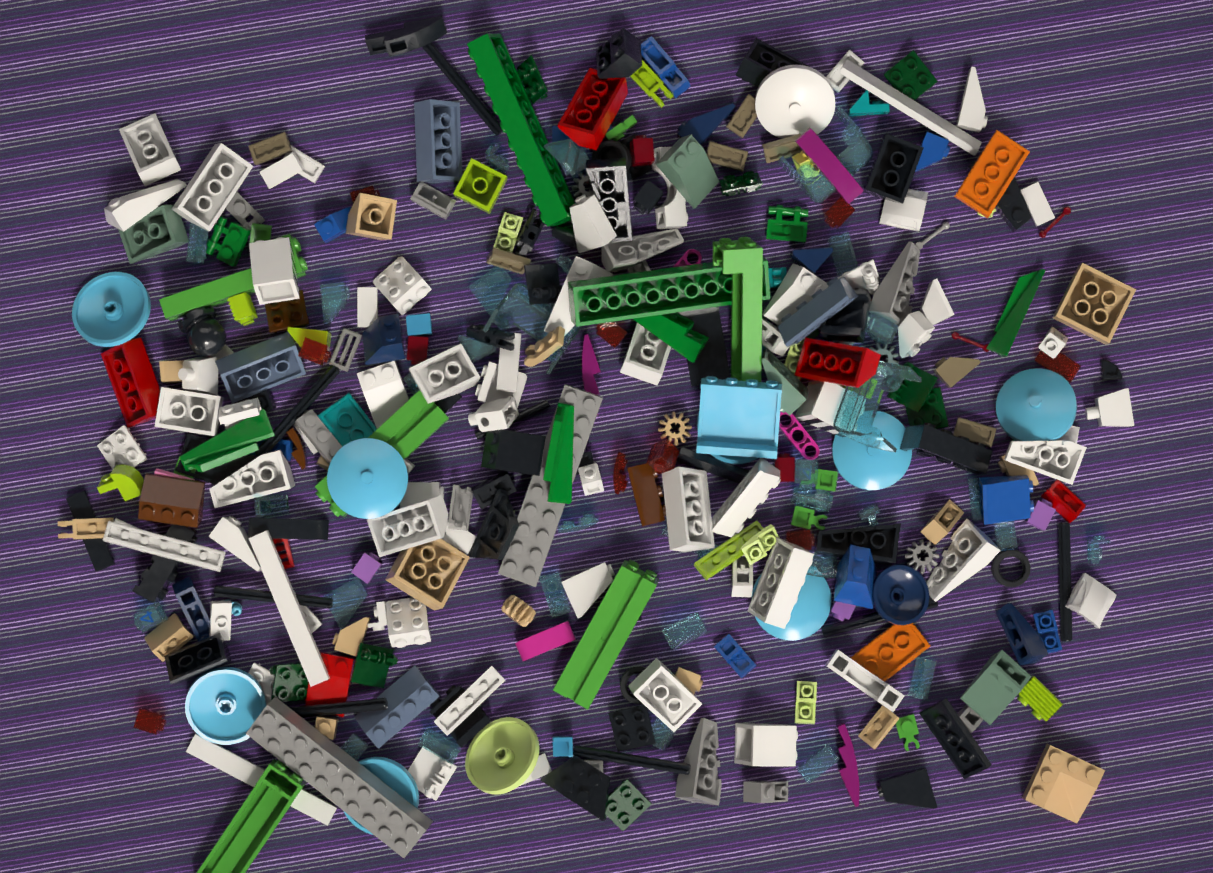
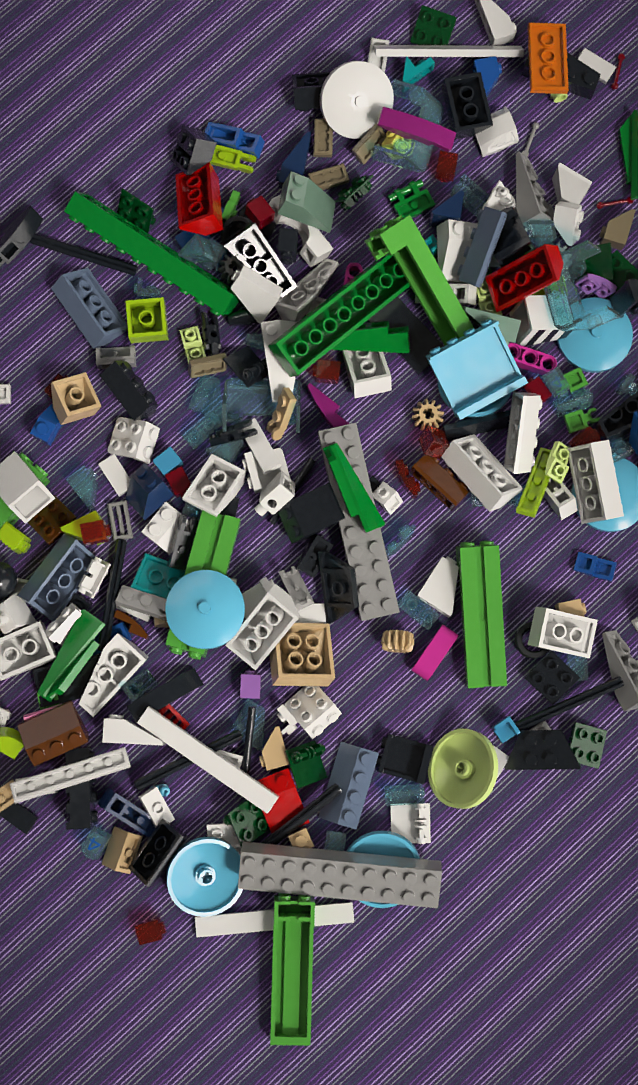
camera: 40 degrees left, 5 degrees down
(298, 382) = (90, 585): none -> white hinge
(335, 613) = (248, 739): none -> black bar
(386, 406) = (182, 543): none -> black hinge
(424, 242) = (130, 390): none -> black slope
(468, 314) = (202, 429): none -> clear light blue slope
(469, 700) = (405, 741): white plate -> none
(684, 631) = (542, 572): clear light blue hinge -> none
(897, 405) = (597, 285): none -> medium lavender slope

